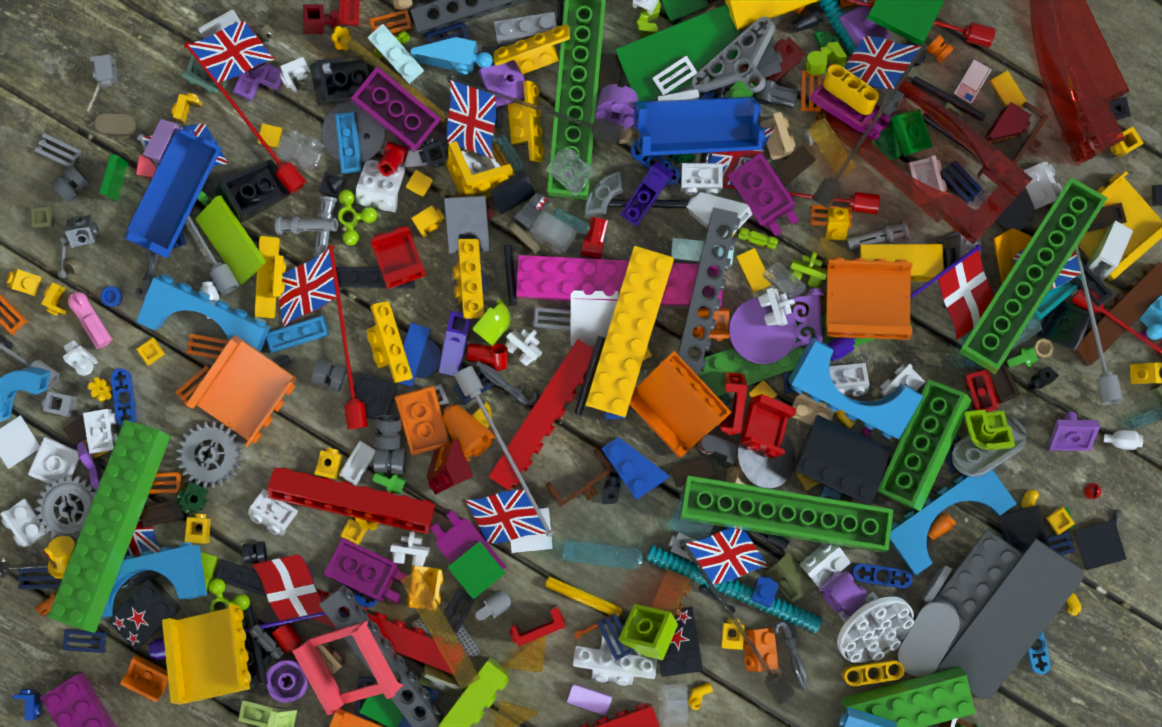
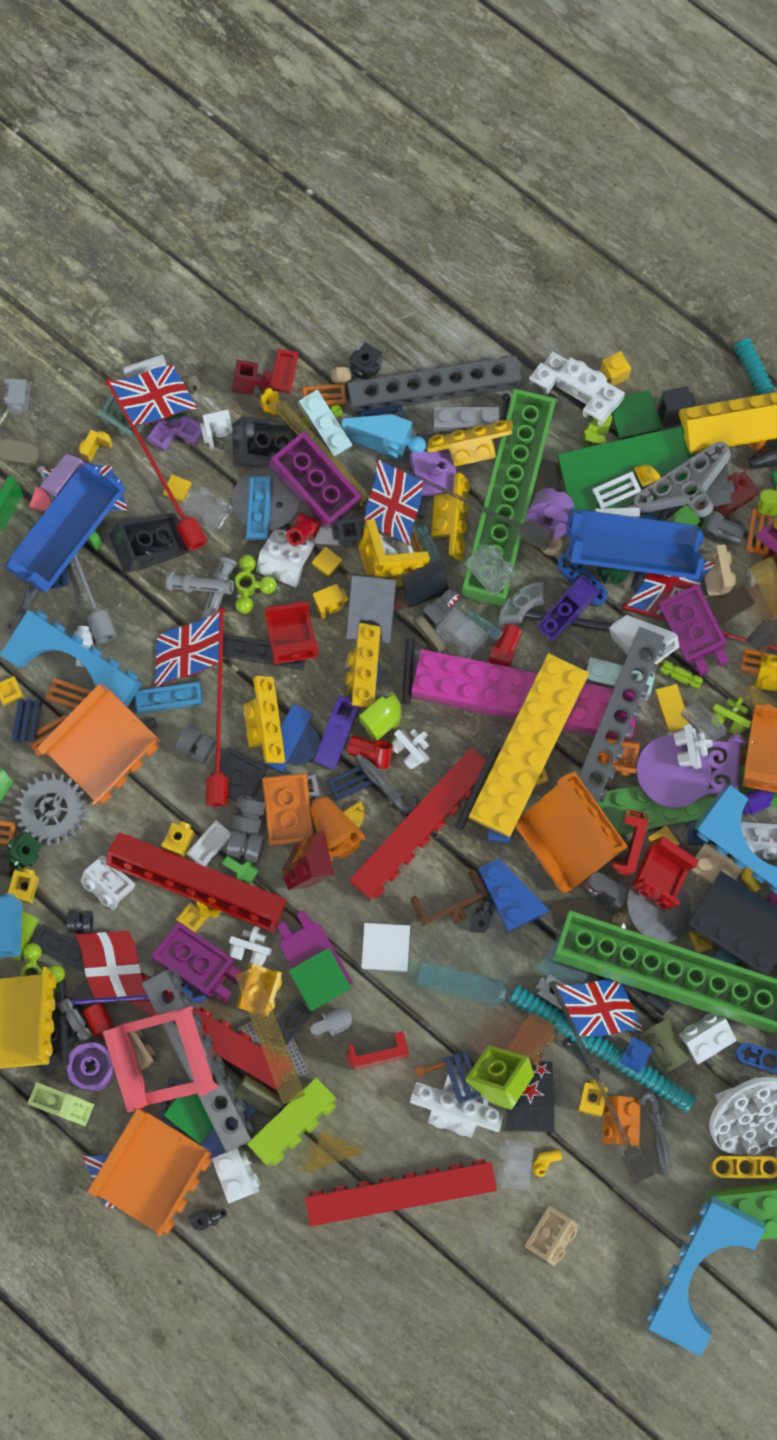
camera: 10 degrees right, 10 degrees down
(168, 381) = (37, 704): none -> dark blue tile
(230, 240) = (116, 586): lime tile -> none
(269, 278) = (149, 632): yellow bracket -> none
(332, 184) = (233, 548): black tile -> none
(507, 513) = (363, 923): flag -> none
(529, 658) = (364, 1088): clear yellow tile -> none
(547, 318) = (464, 737): light grey tile -> none
(583, 597) = (431, 1029): yellow axle -> none
(589, 699) = (421, 1145): lavender slope -> none
(590, 317) = (487, 725): white sticker -> none
(700, 56) = (646, 475): none -> yellow tile
(701, 178) = (629, 601): white bracket -> none
(843, 593) = (723, 1070): medium lavender brick -> none

